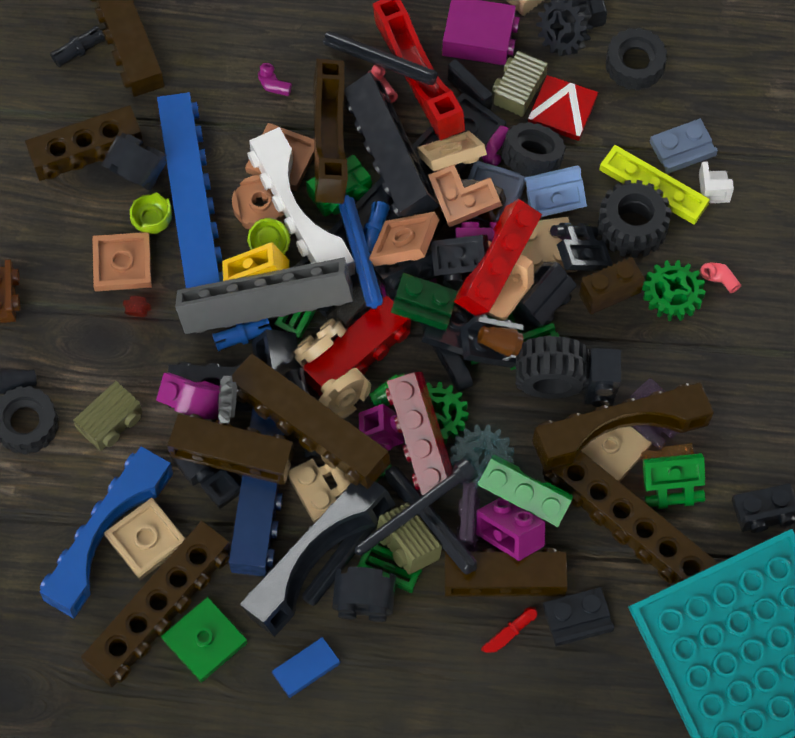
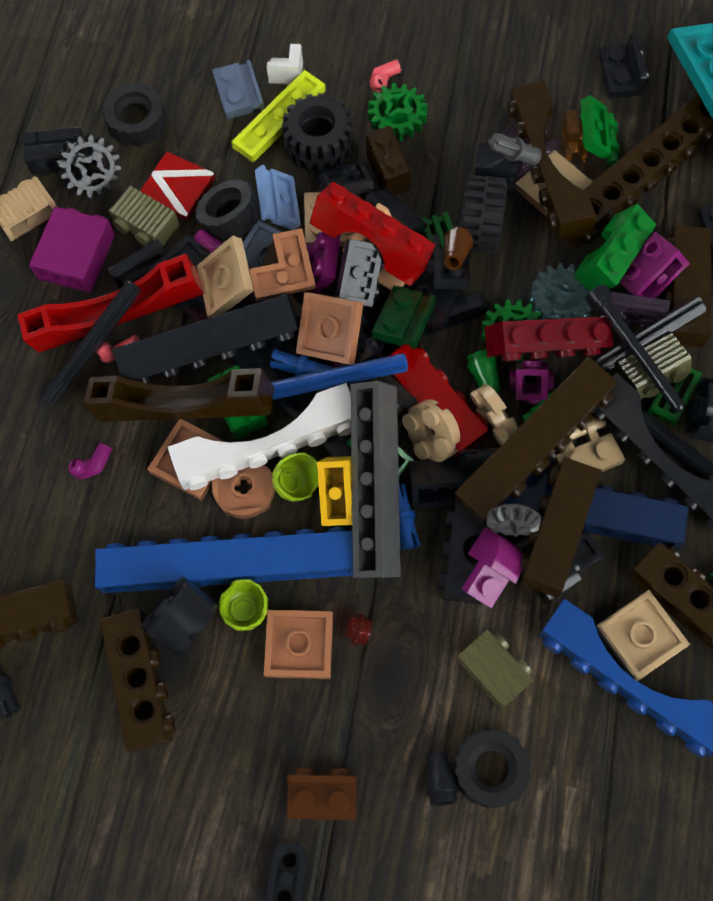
camera: 80 degrees left, 5 degrees up
(611, 377) = (515, 149): none -> dark grey axle

